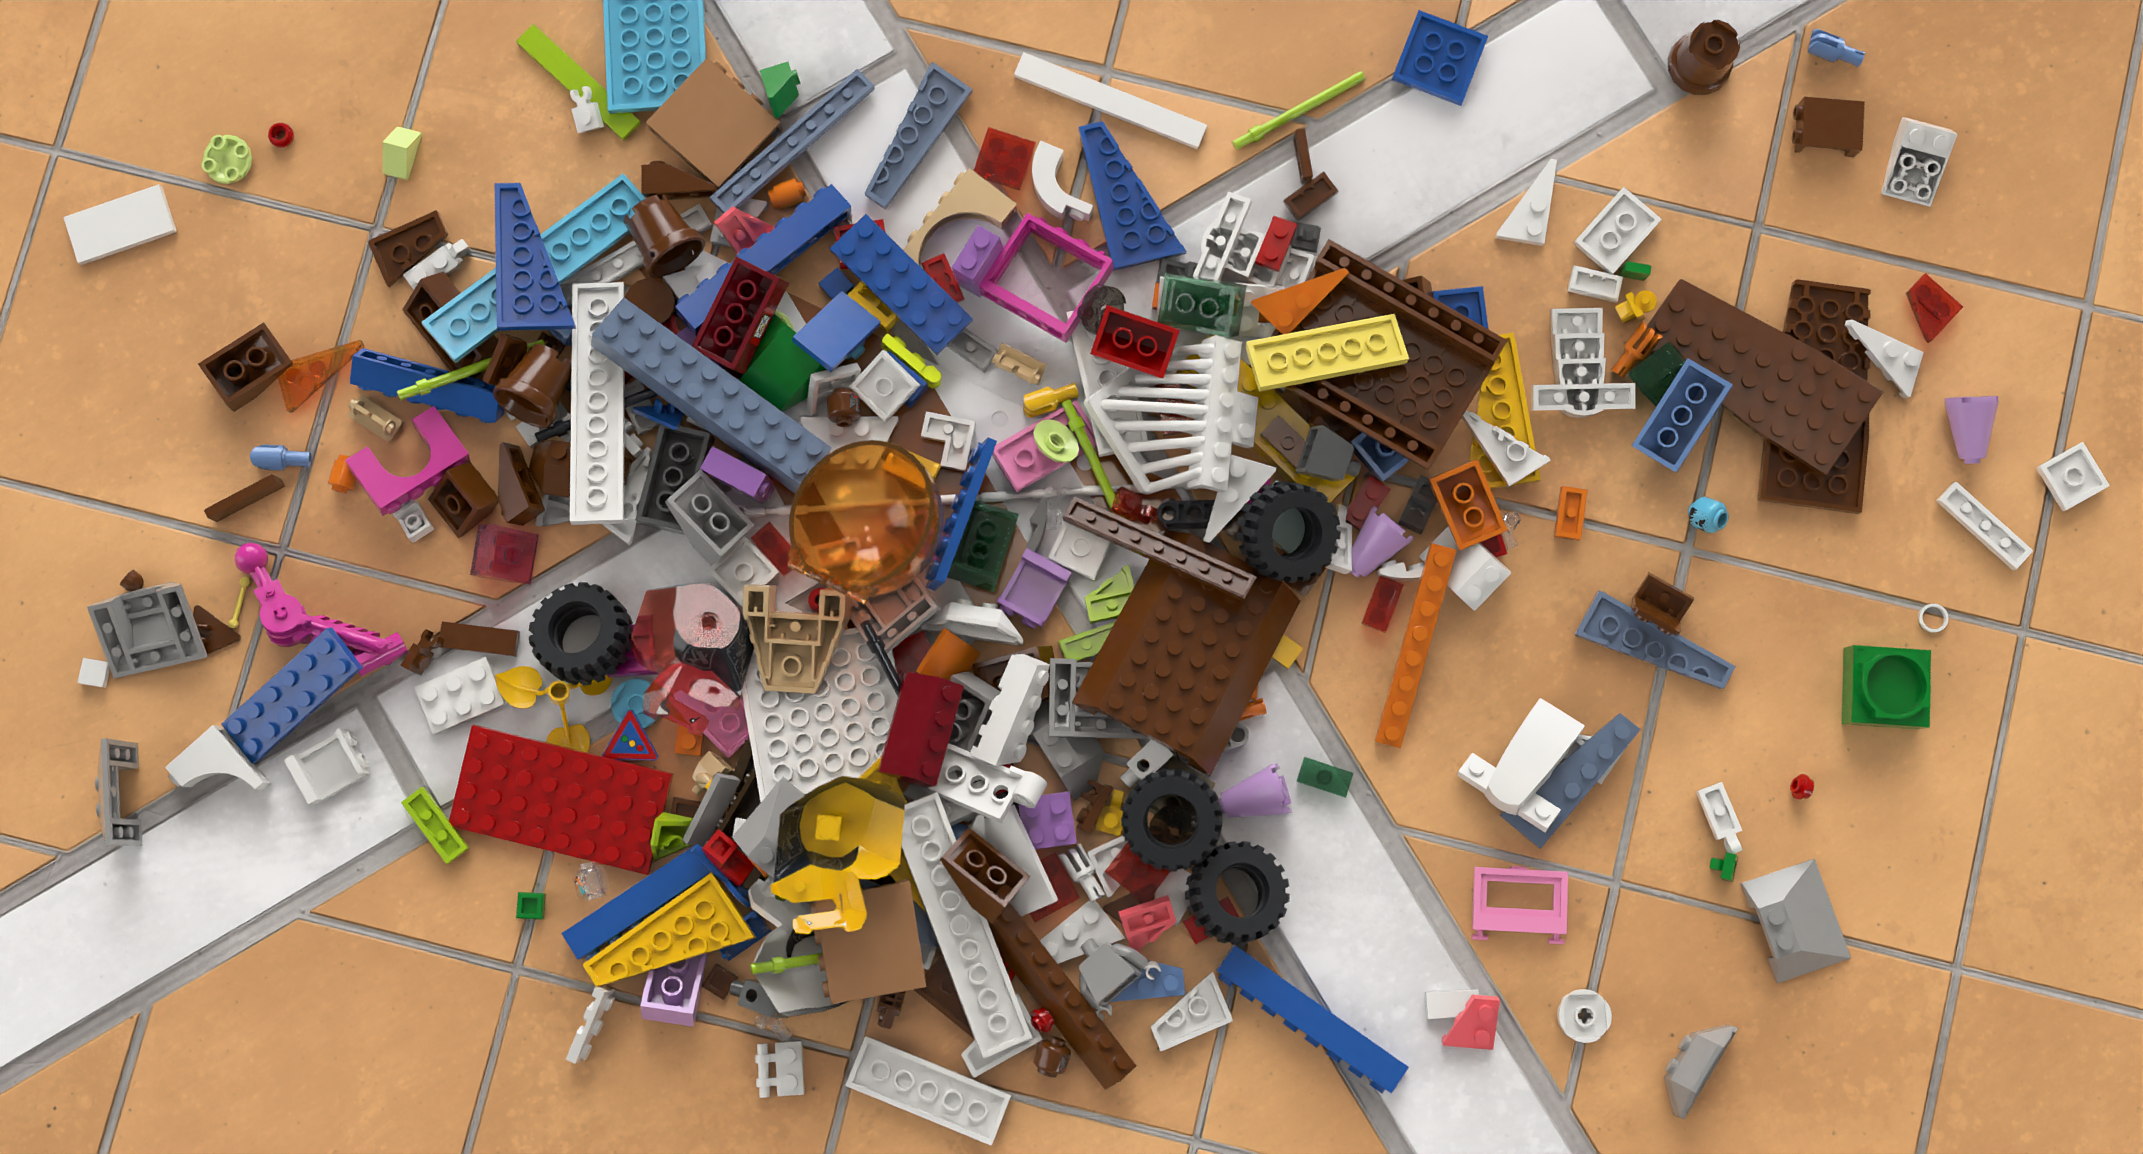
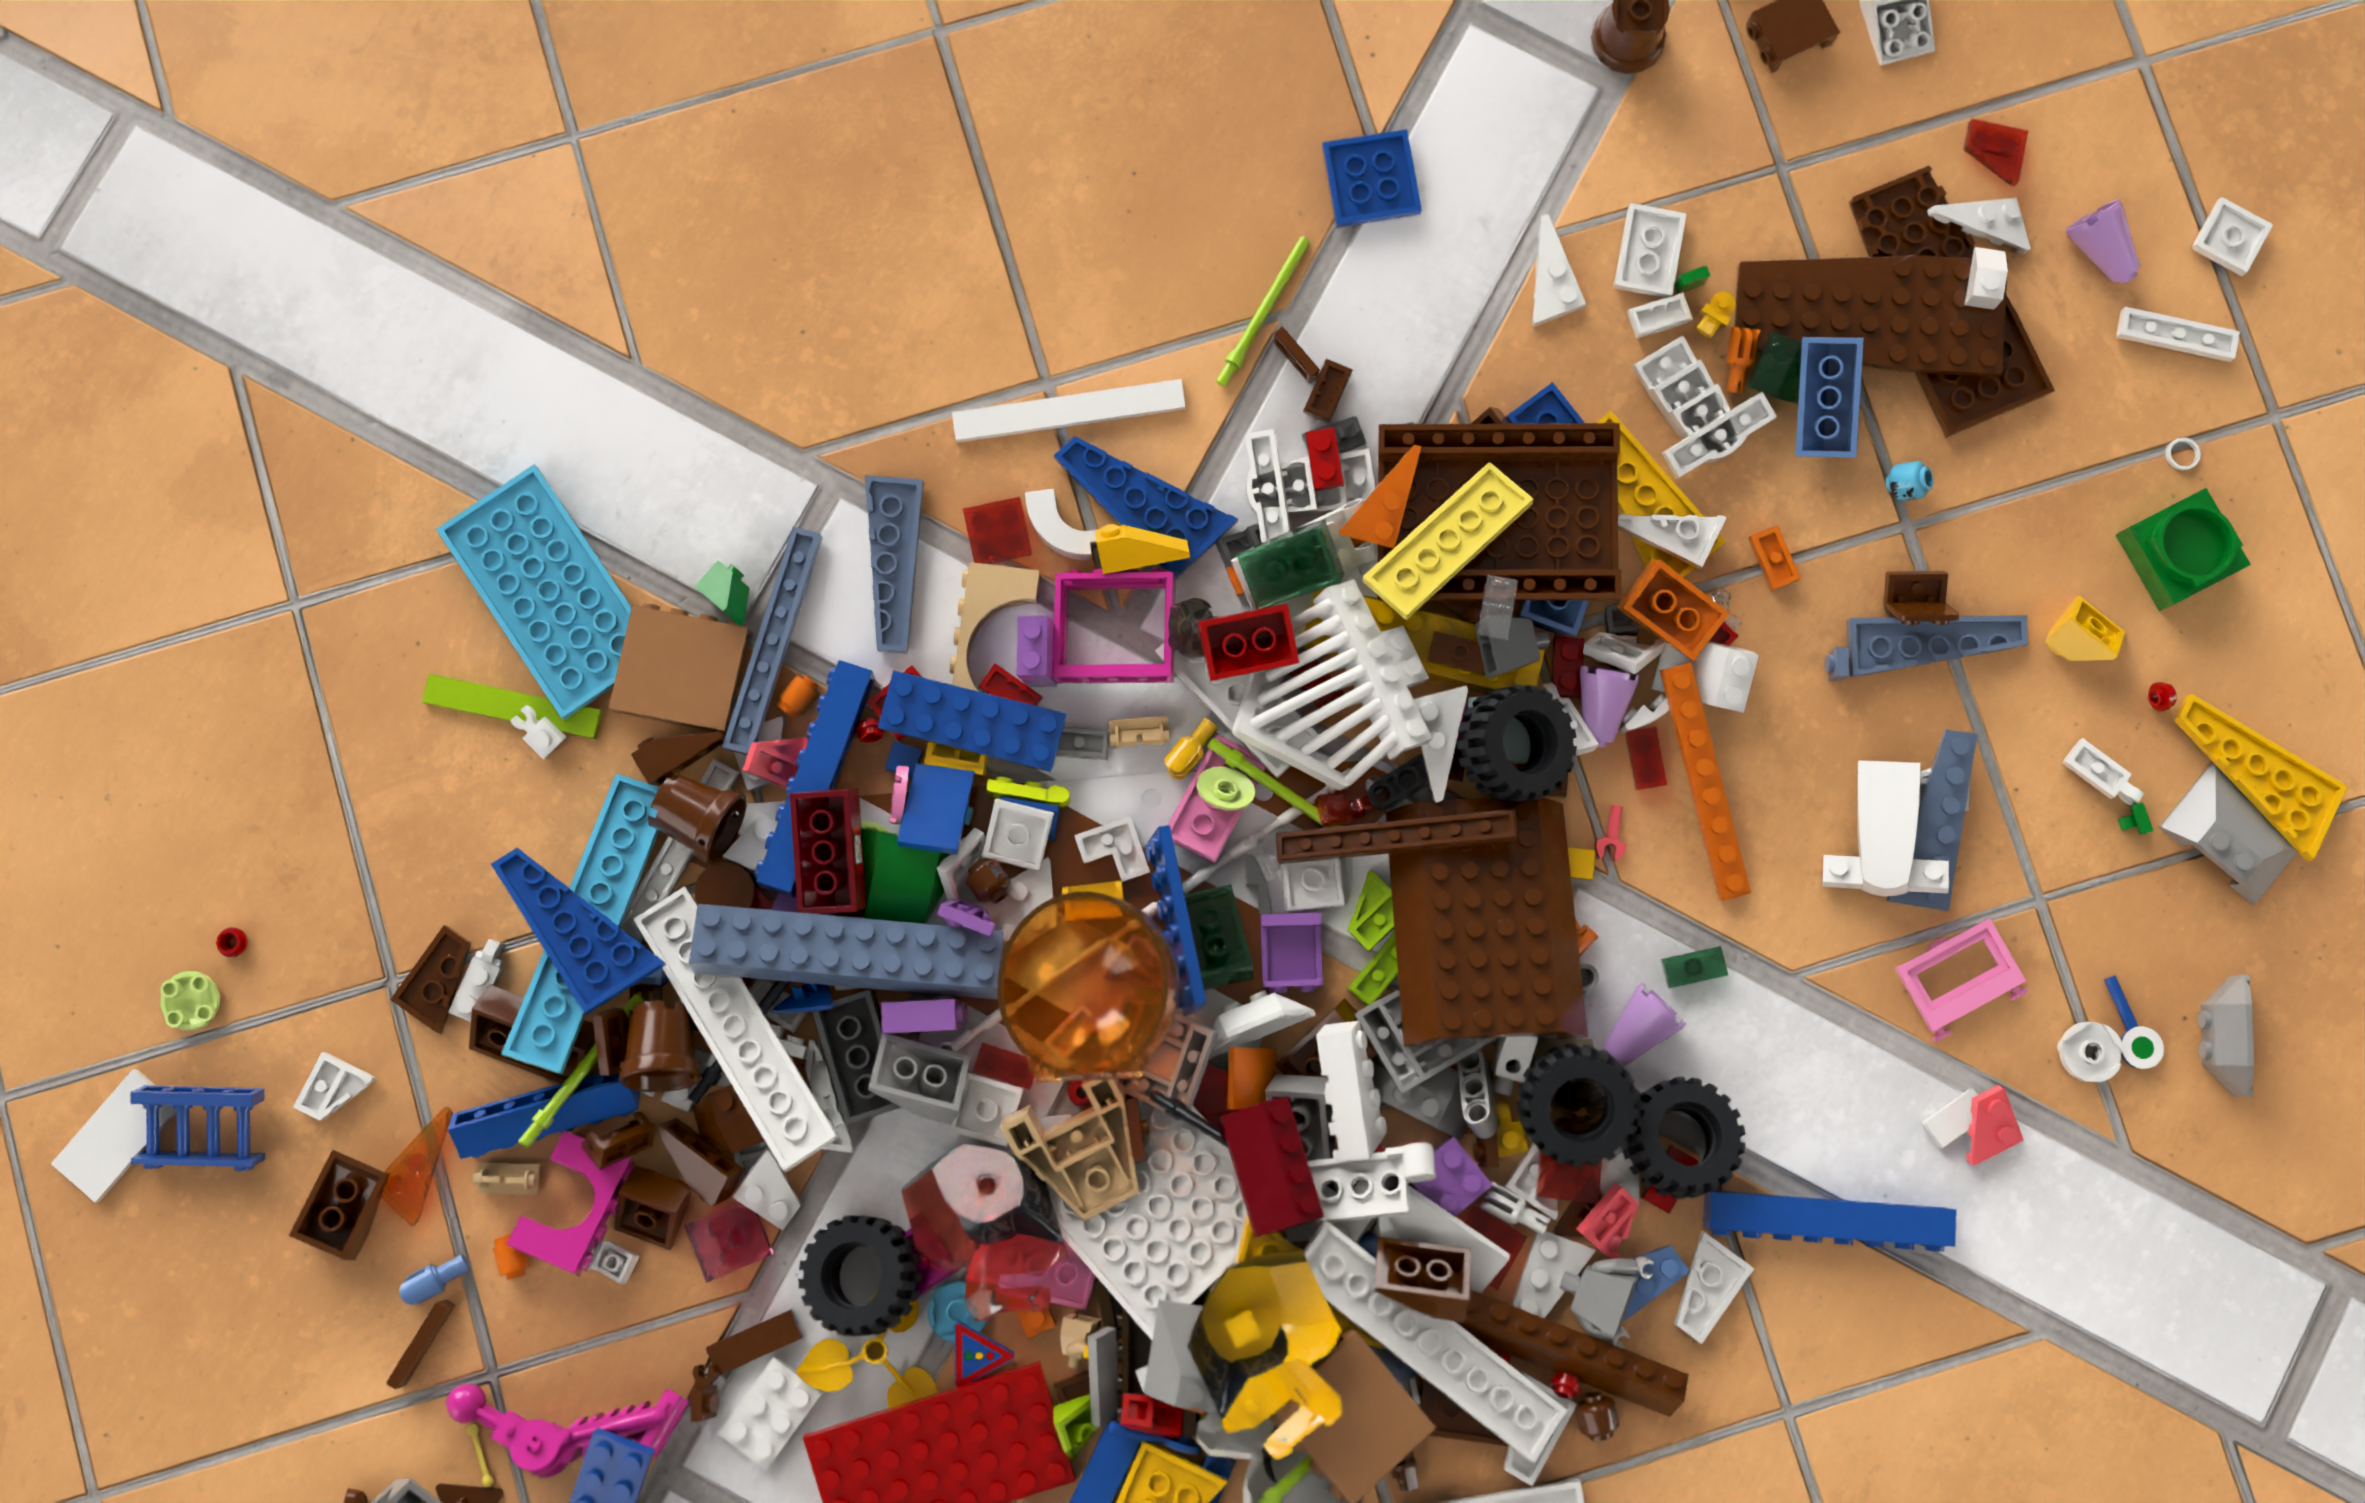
camera: 30 degrees left, 0 degrees up
(201, 239) = (212, 1100): none -> blue fence
(289, 279) = (331, 1086): none -> white wing
(400, 152) = (369, 886): yellowish green slope -> none
(467, 438) = (620, 1142): none -> reddish brown hinge
(552, 537) = (768, 1191): none -> white wing
(810, 417) = (964, 913): none -> medium lavender wing
(816, 305) = (899, 795): none -> bright pink tile
(822, 250) = (869, 731): none -> red plate
(841, 647) = (1137, 1130): none -> reddish brown plate
(1094, 226) = (1131, 548): none -> yellow slope
(1105, 770) = (1481, 1104): none -> light grey beam
(1322, 646) = (1612, 835): none -> coral bar
(1332, 421) = (1497, 607): none -> clear slope
(1412, 513) = (1622, 651): none -> white wing
(1569, 618) = (1837, 664): none -> sand blue plate
(1624, 1033) = (2141, 1045): none -> piece
(1772, 706) = (2085, 634): none -> yellow slope
(1851, 905) = (2278, 783): none -> yellow wing
(1856, 395) = (1986, 278): none -> white slope

